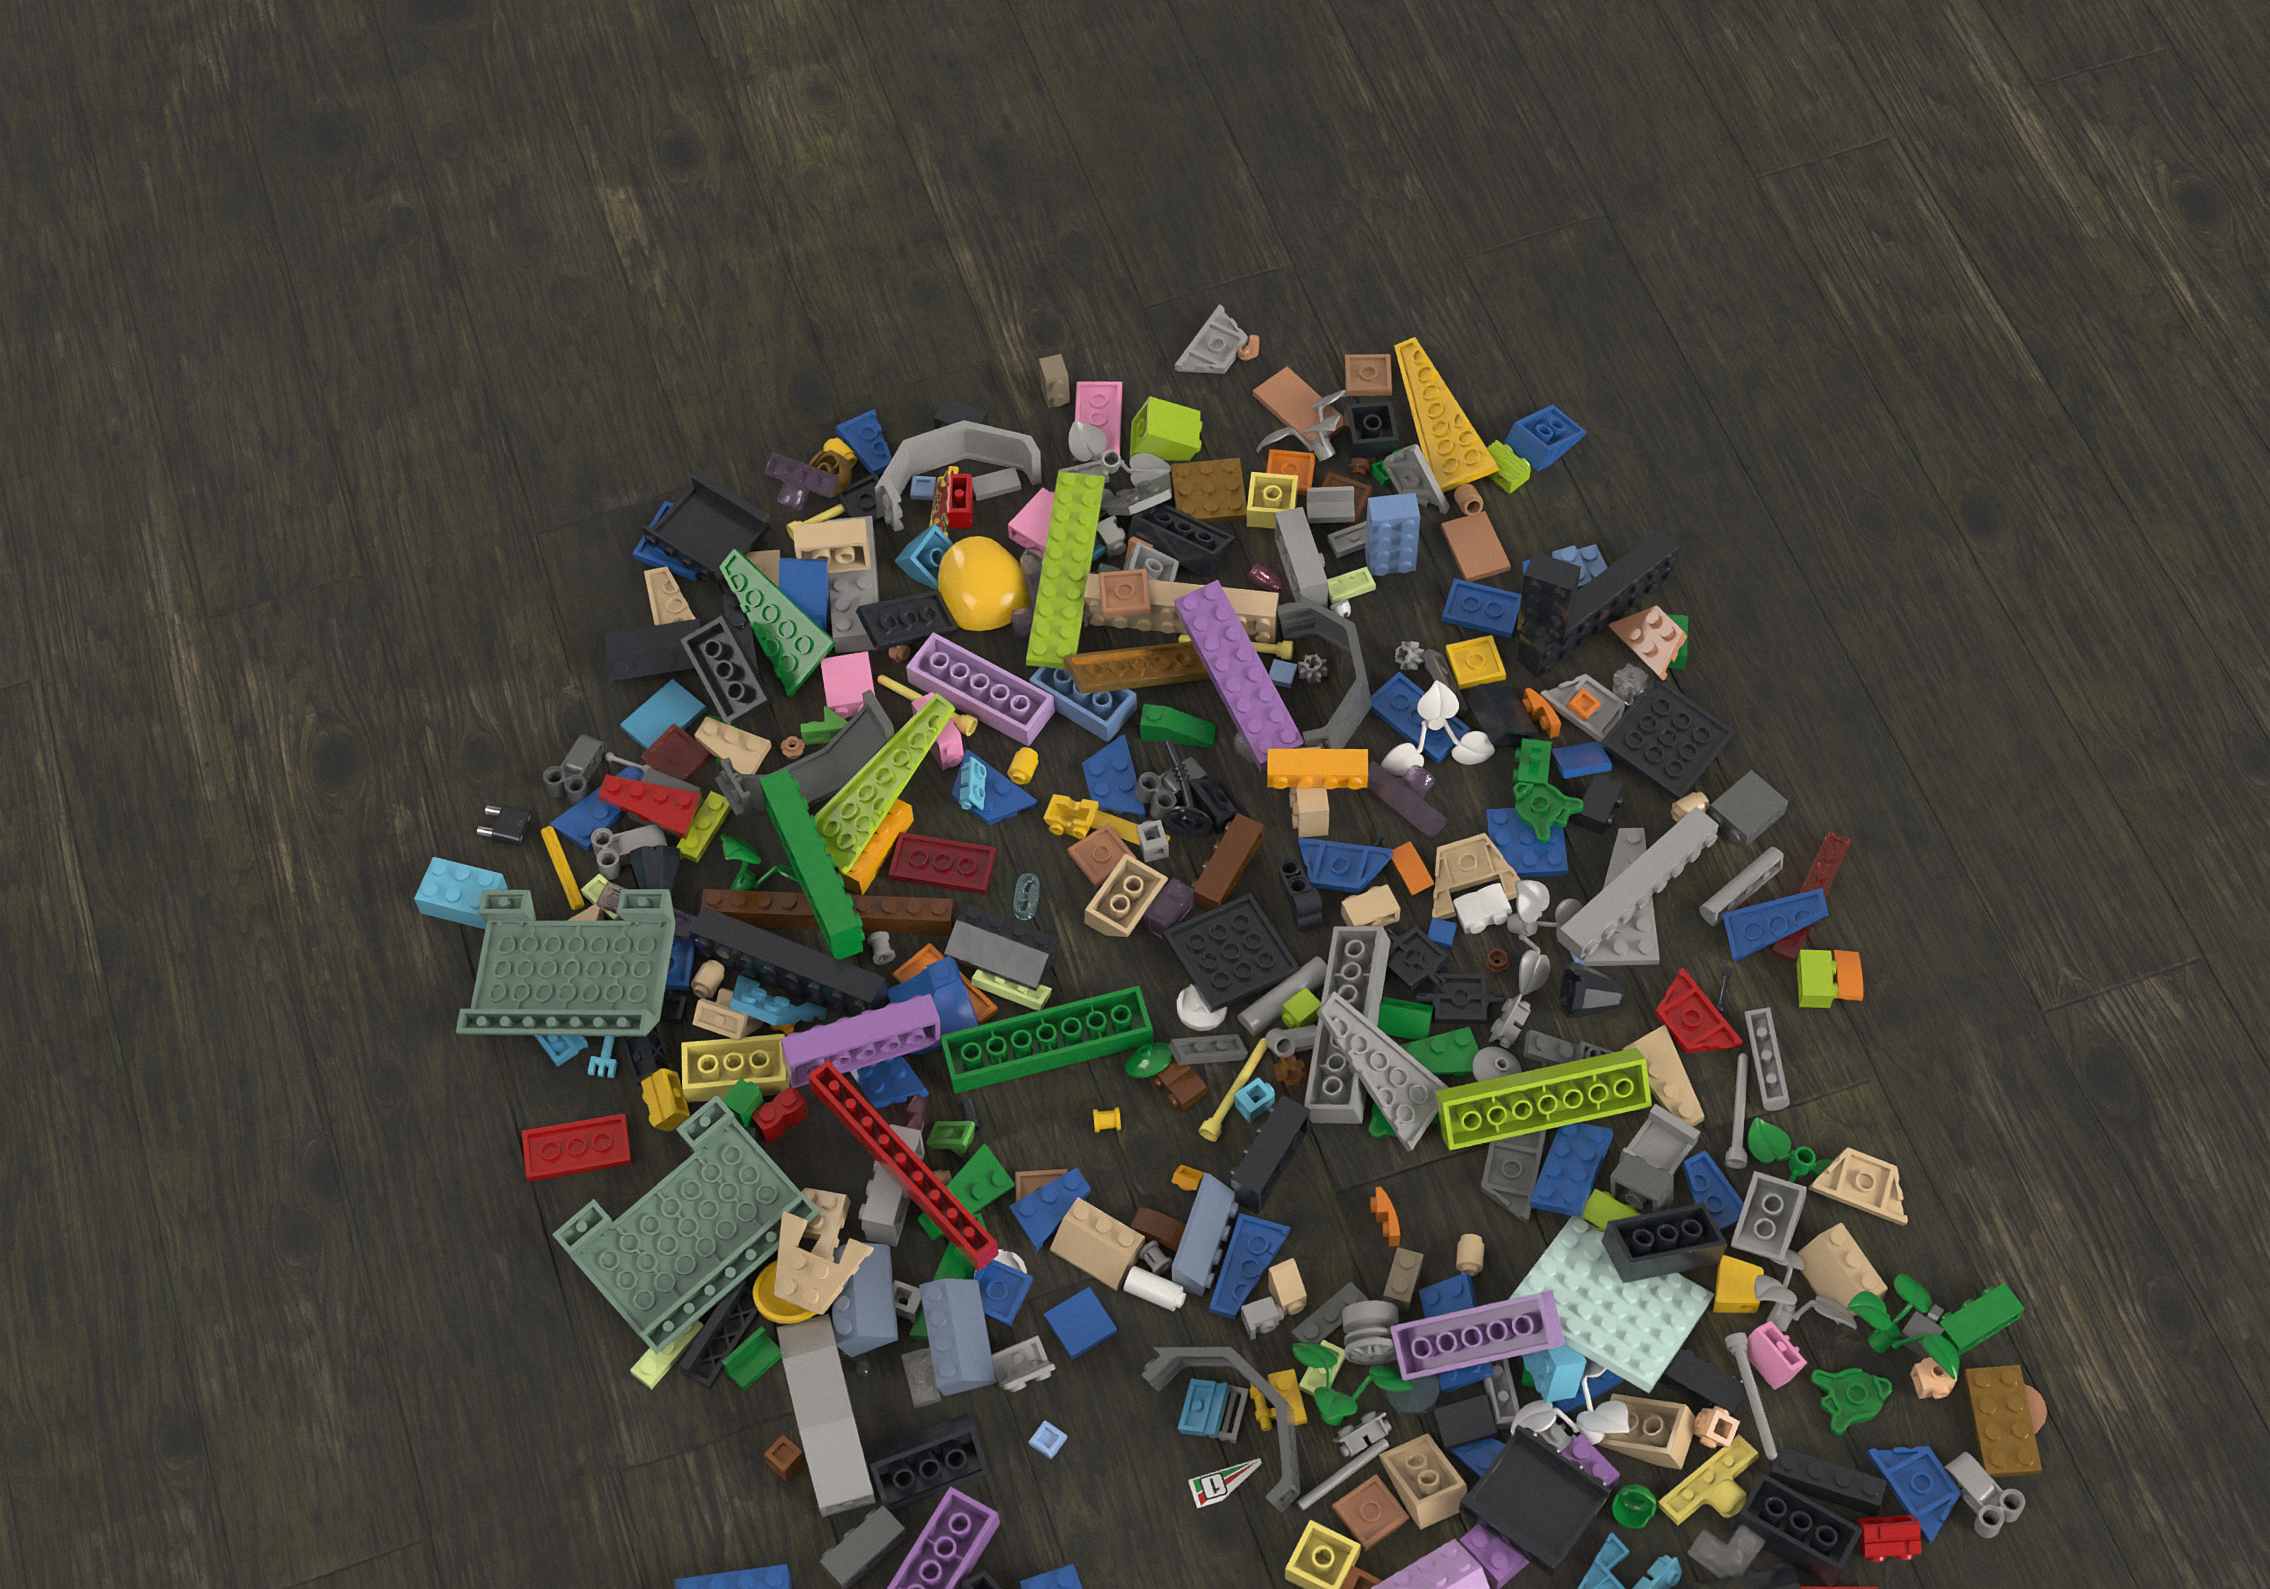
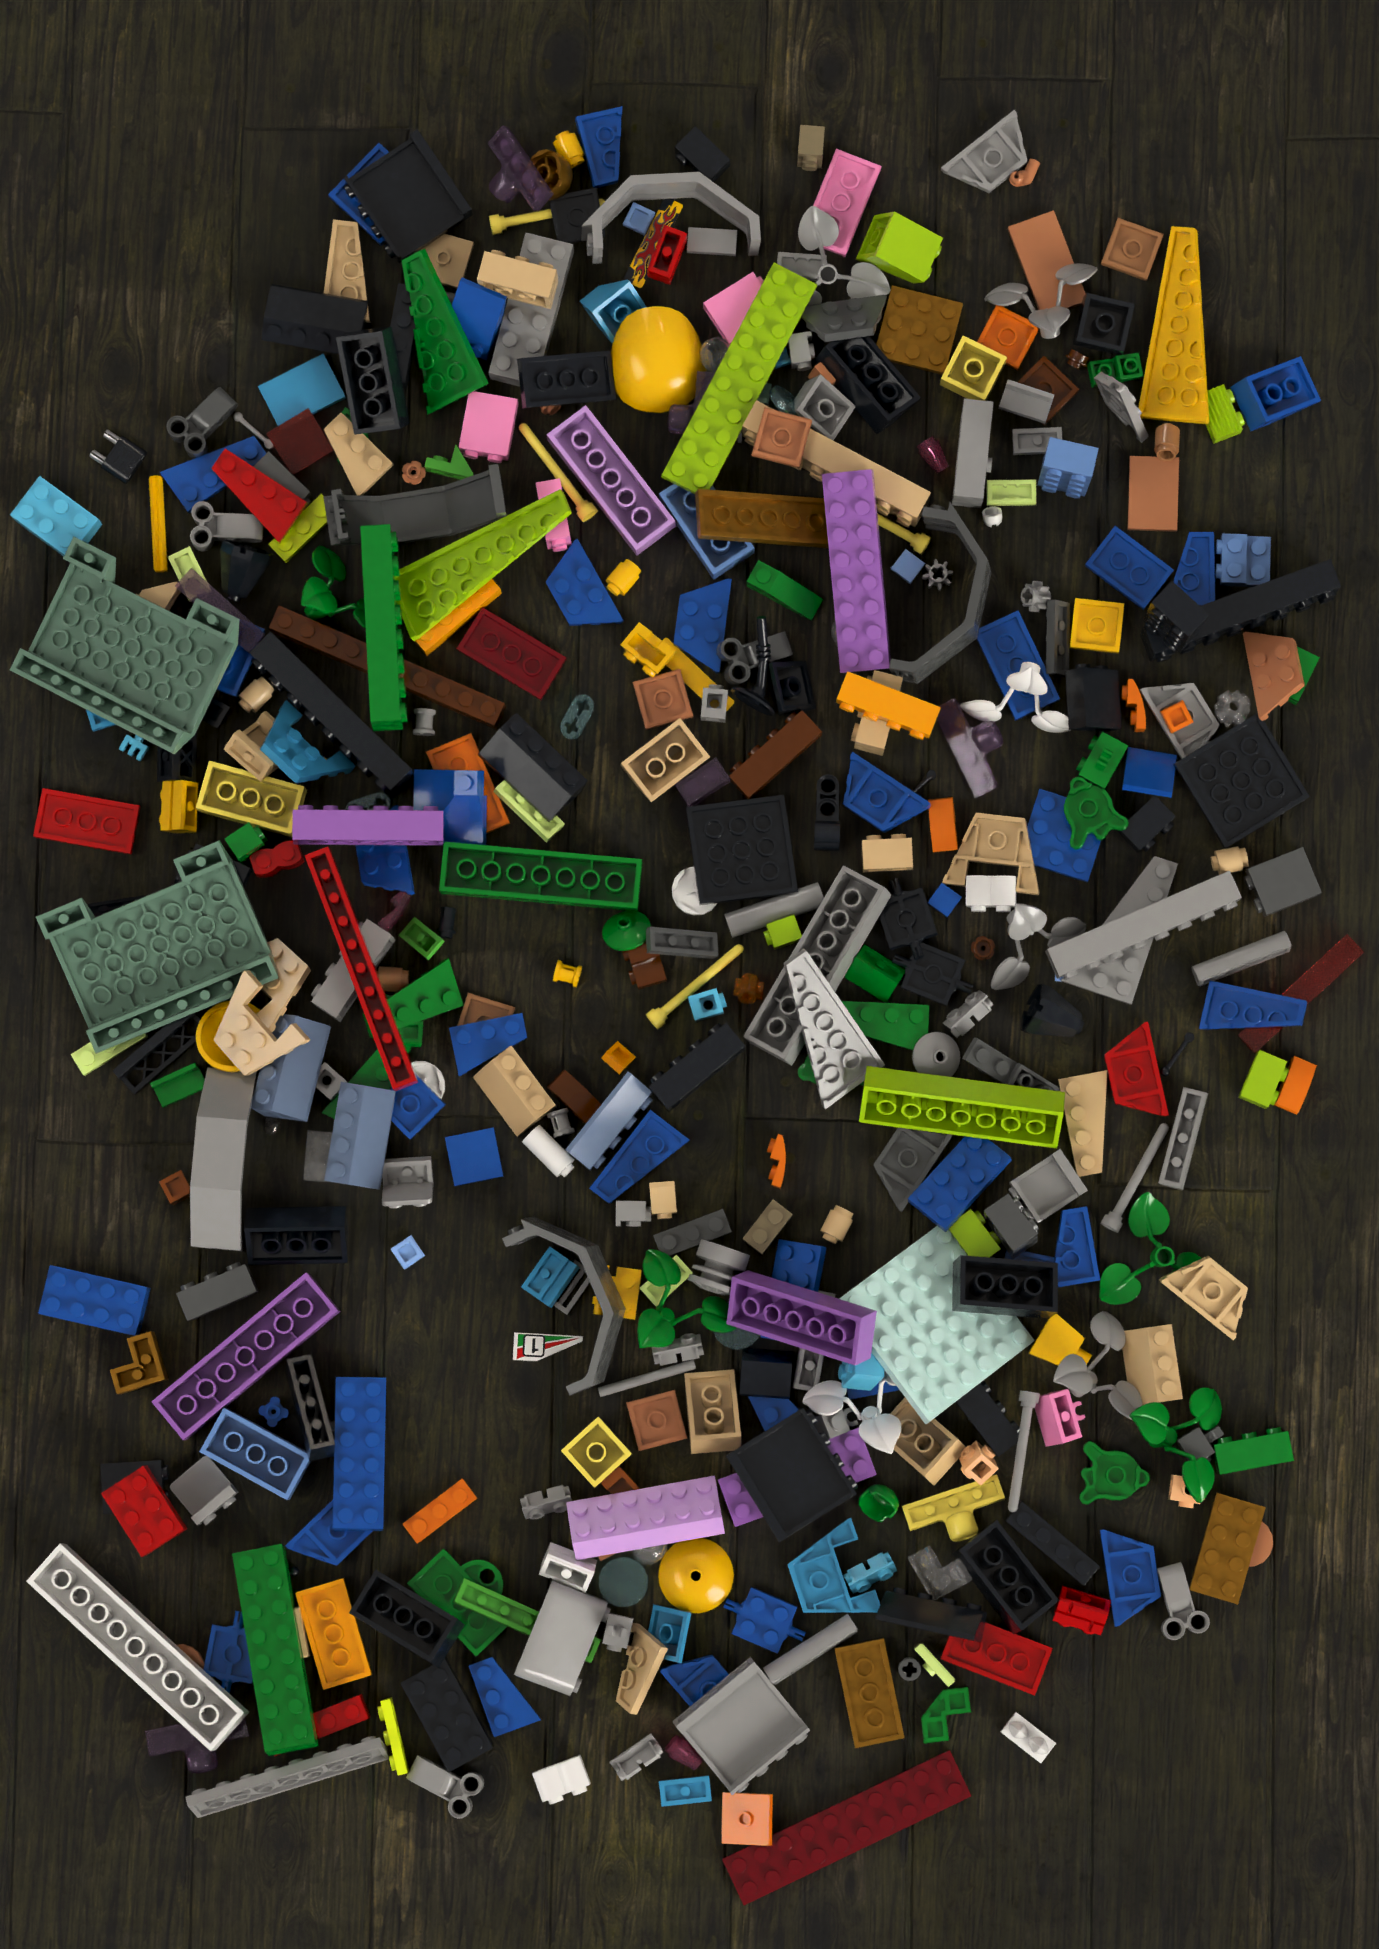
camera: 25 degrees right, 25 degrees up
(973, 775) = (564, 595): medium azure hinge -> none
(1294, 1040) = (755, 959): light grey piece -> none
(1769, 1216) = (1108, 1297): light grey slope -> none

